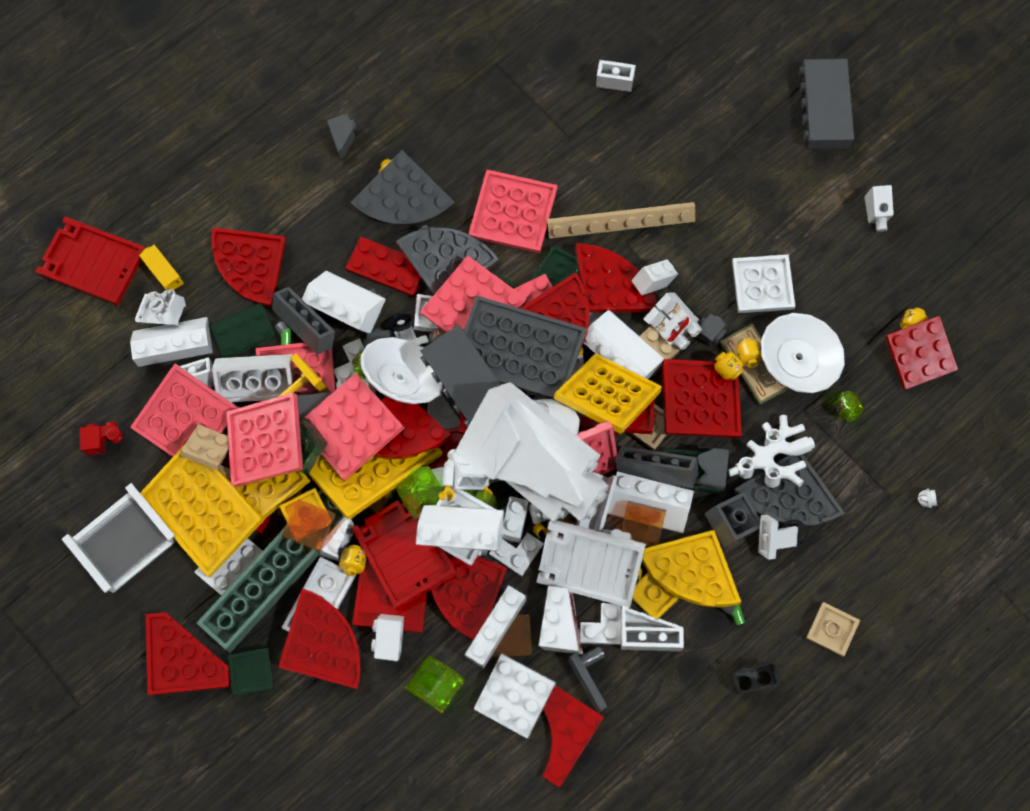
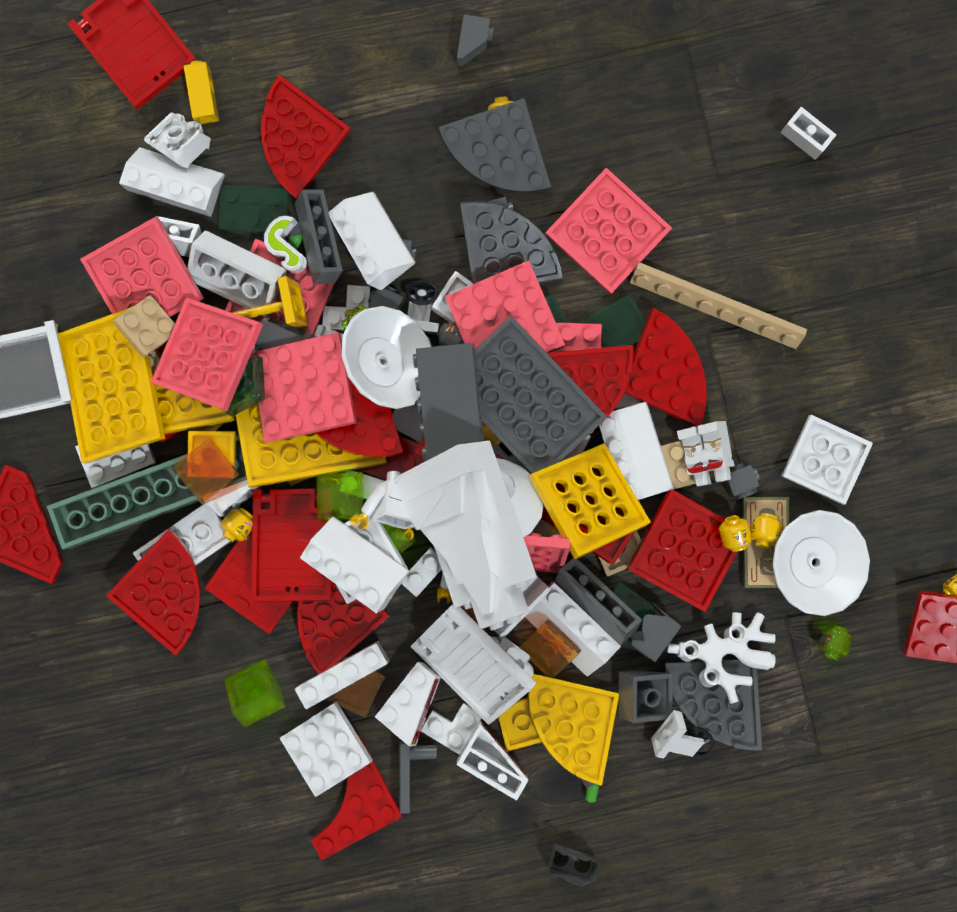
camera: 25 degrees right, 15 degrees up
(94, 437) = (41, 248): red brick -> none
(251, 672) = (81, 580): clear green plate -> none
(280, 342) = (275, 243): none -> white animal
(383, 267) = (436, 218): red plate -> none
(388, 637) = (232, 623): white brick -> none
(518, 558) = (407, 611): white plate -> none
(654, 277) = (715, 392): white brick -> none
(833, 629) = (678, 858): tan plate -> none
(927, 498) = (856, 781): white plate -> none

